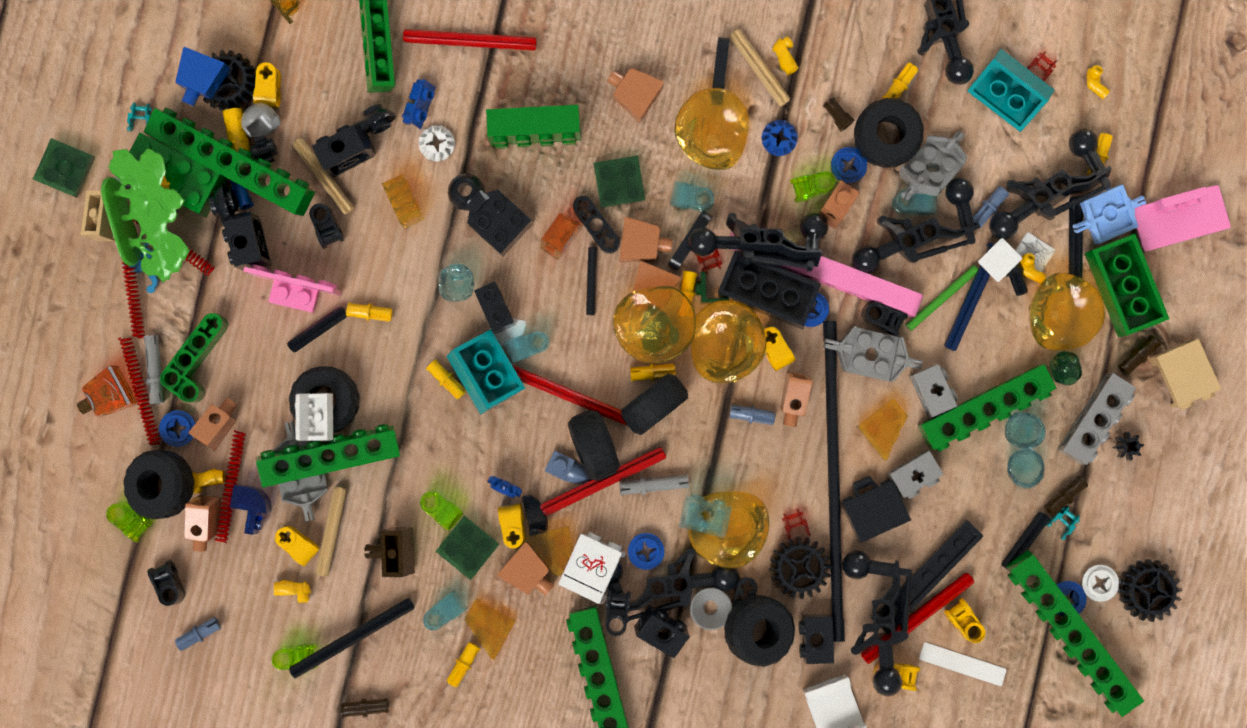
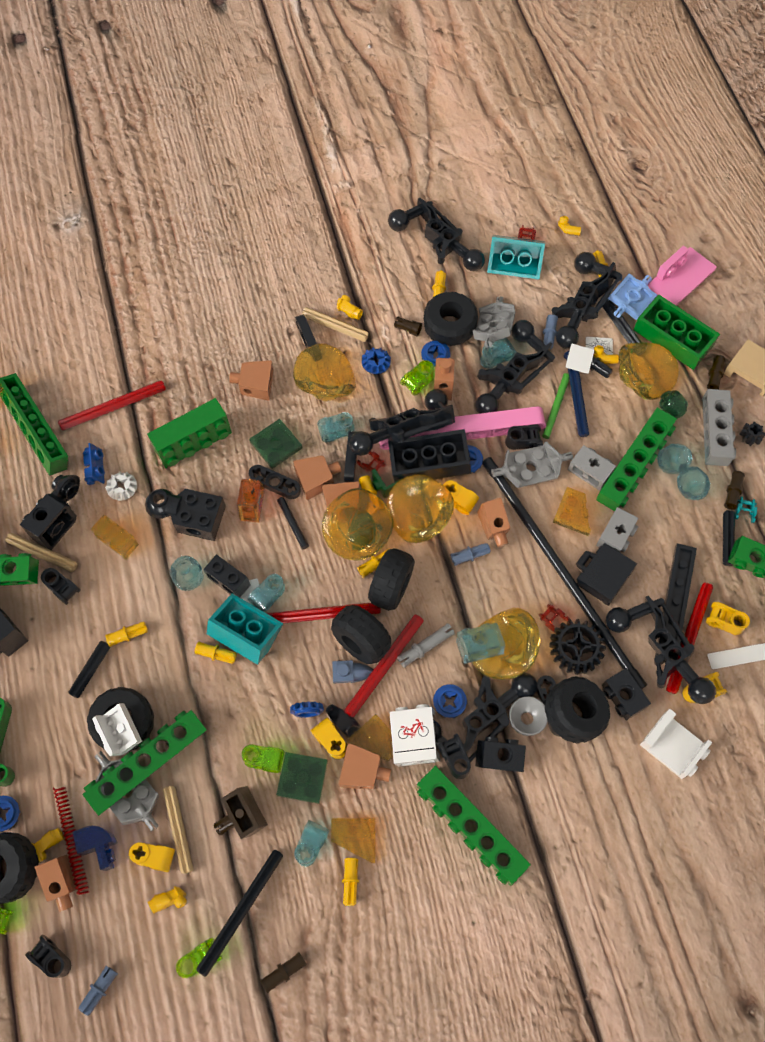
camera: 30 degrees left, 20 degrees down
(210, 433) = (33, 791): nougat torso -> none
(291, 292) = (54, 645): bright pink bracket -> none

